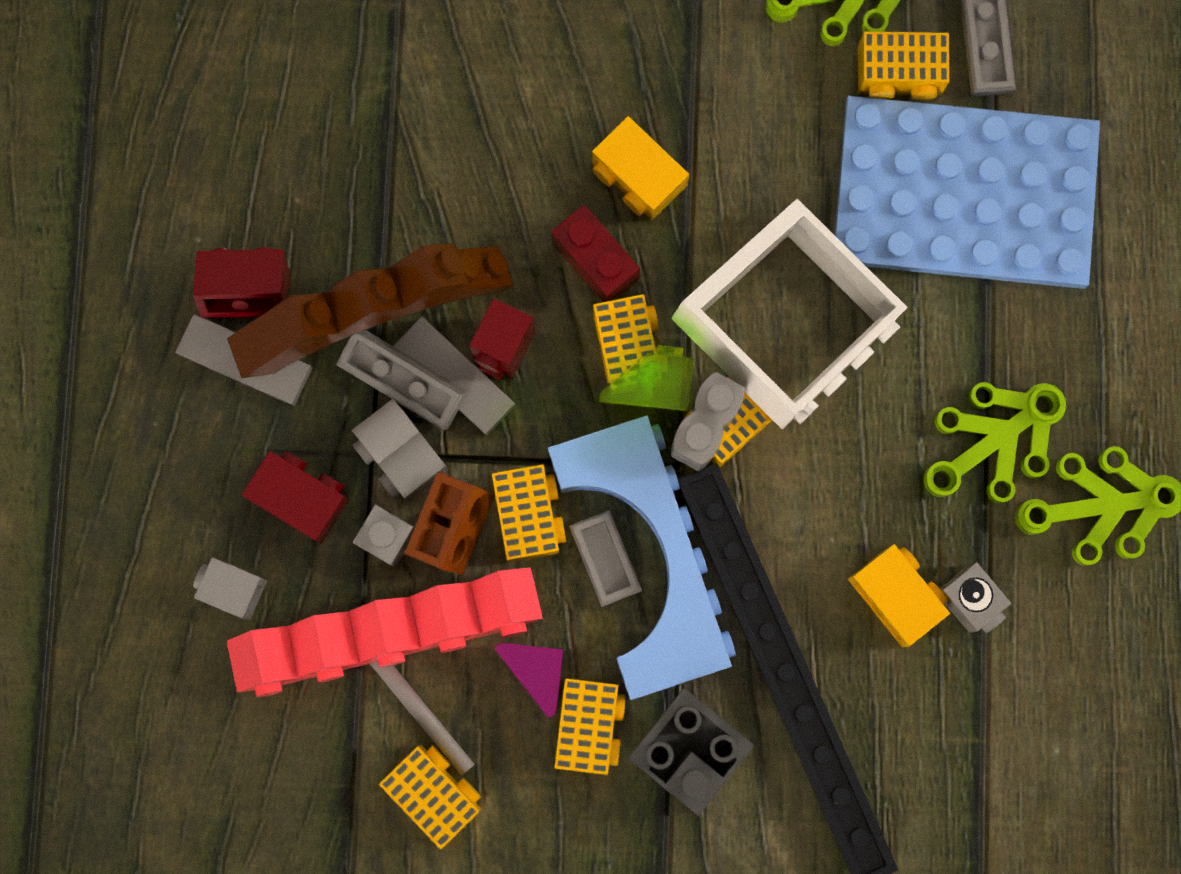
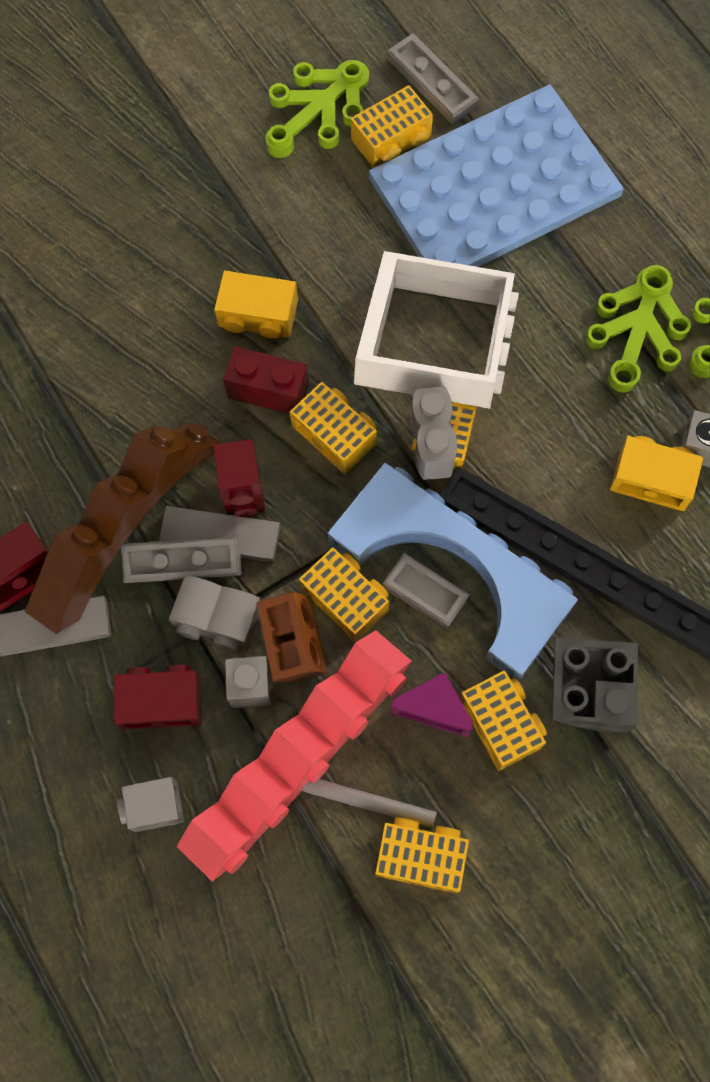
camera: 30 degrees left, 10 degrees down
(653, 381) = (374, 431): clear neon green slope -> none

